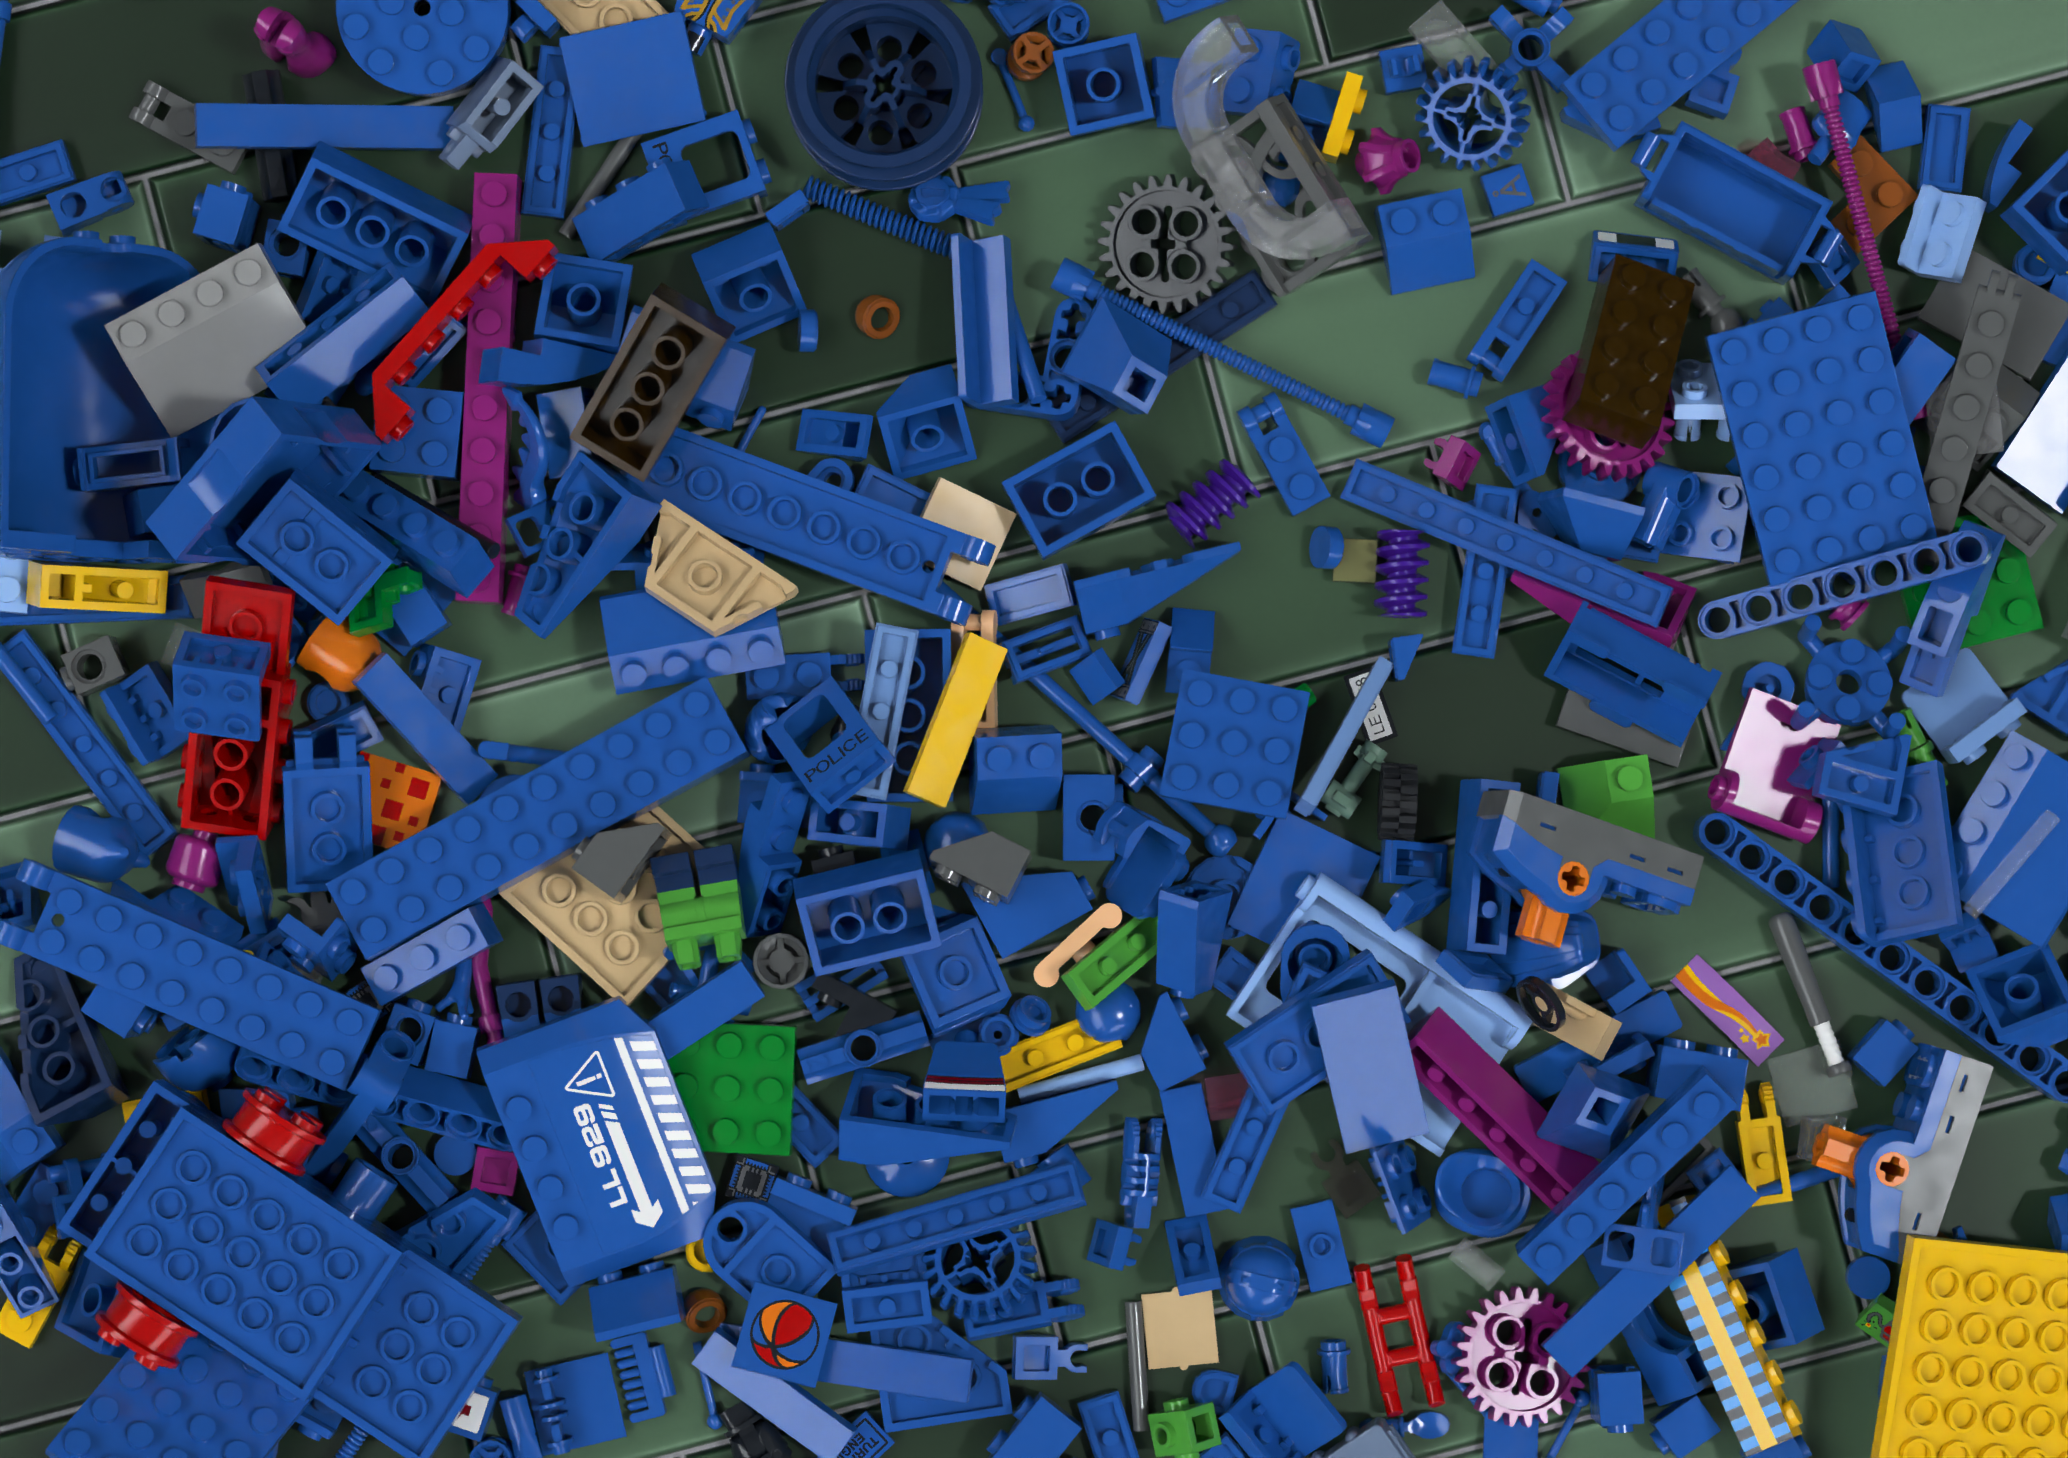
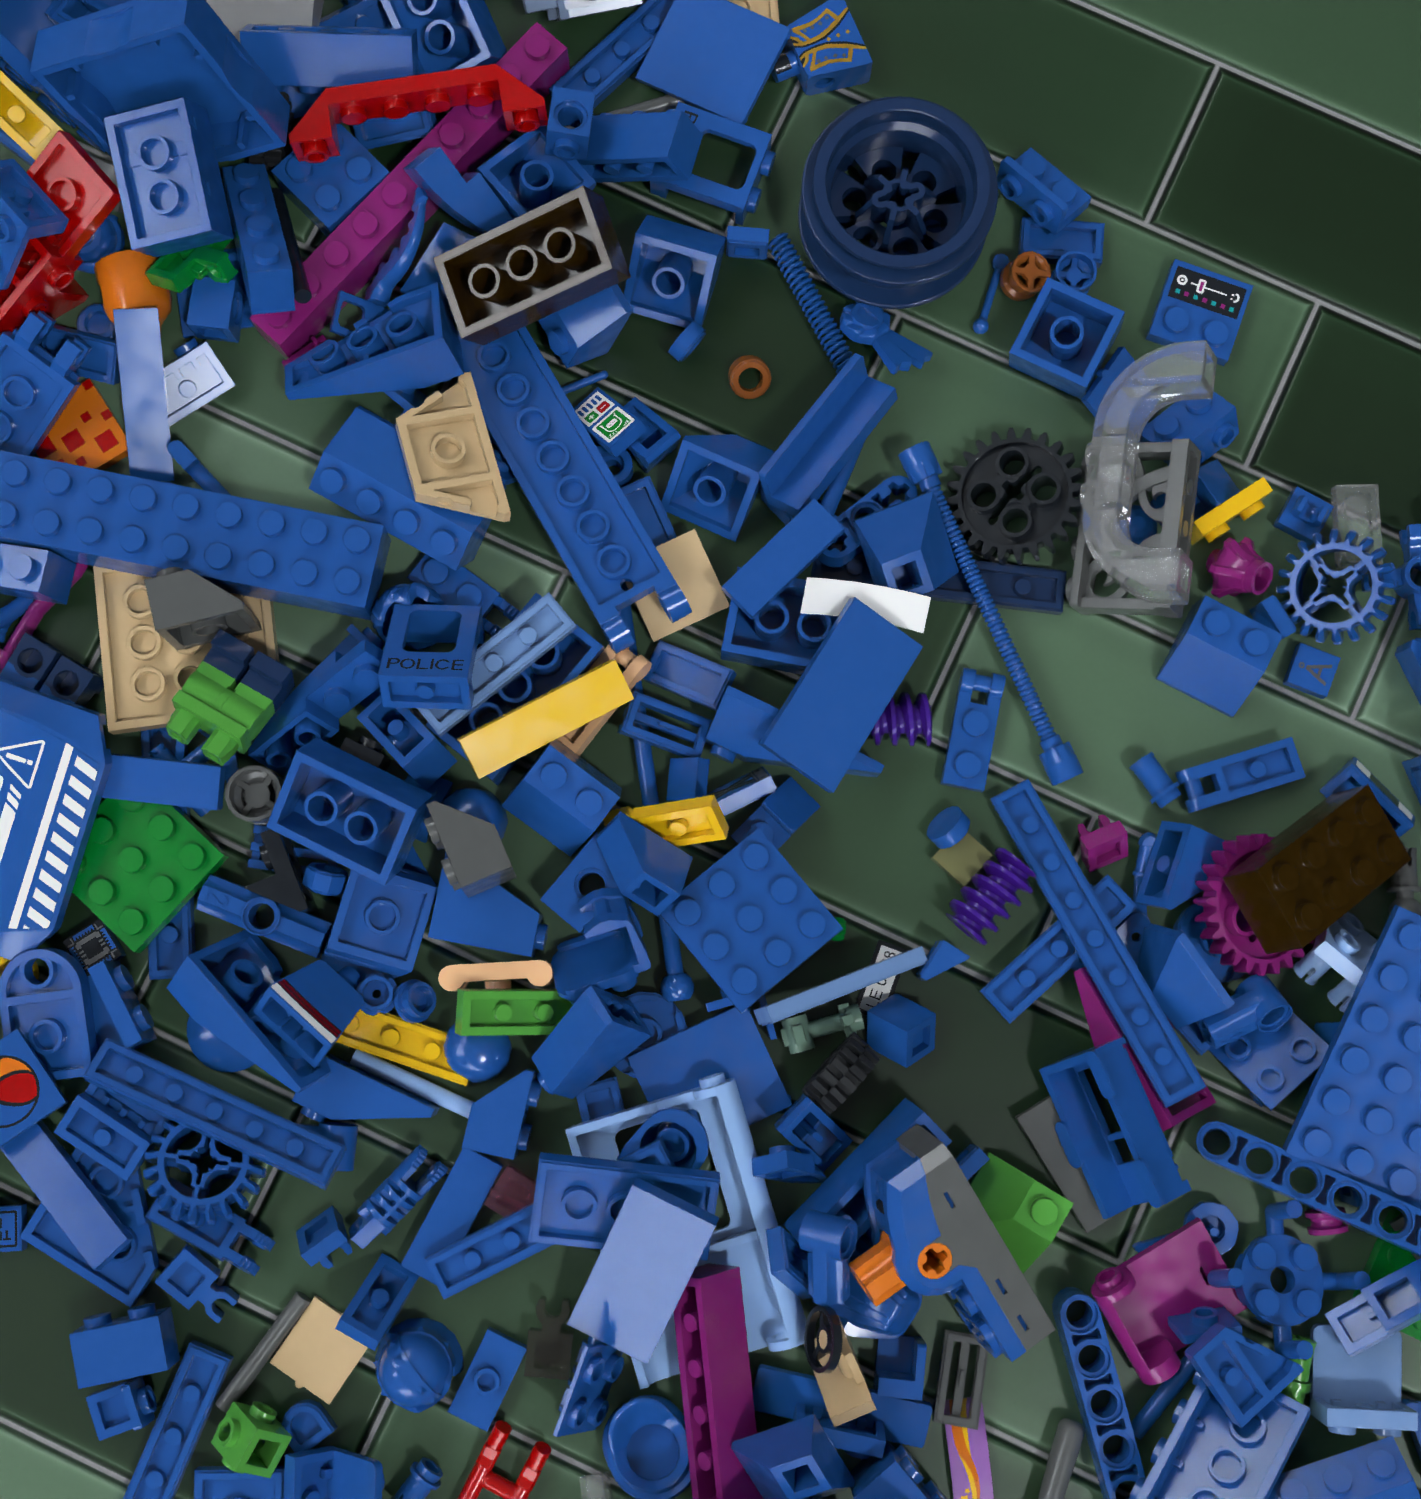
camera: 40 degrees right, 5 degrees down
(574, 222) = (572, 109): none -> blue brick
(802, 448) = (609, 422): none -> tile
(887, 980) = (325, 879): none -> blue tile
(1032, 448) = (783, 559): none -> blue tile
(1113, 724) = (680, 821): none -> yellow hinge
(1120, 768) = (643, 863): none -> blue slope
(1124, 430) = (897, 606): none -> white sticker
(1164, 517) = (841, 695): none -> blue tile
(1416, 731) = (901, 1030): none -> blue panel
(1444, 177) = (1273, 615): none -> blue tile
(1491, 933) = (829, 1247): none -> blue piece
(1689, 984) = (943, 1376): none -> dark grey tile

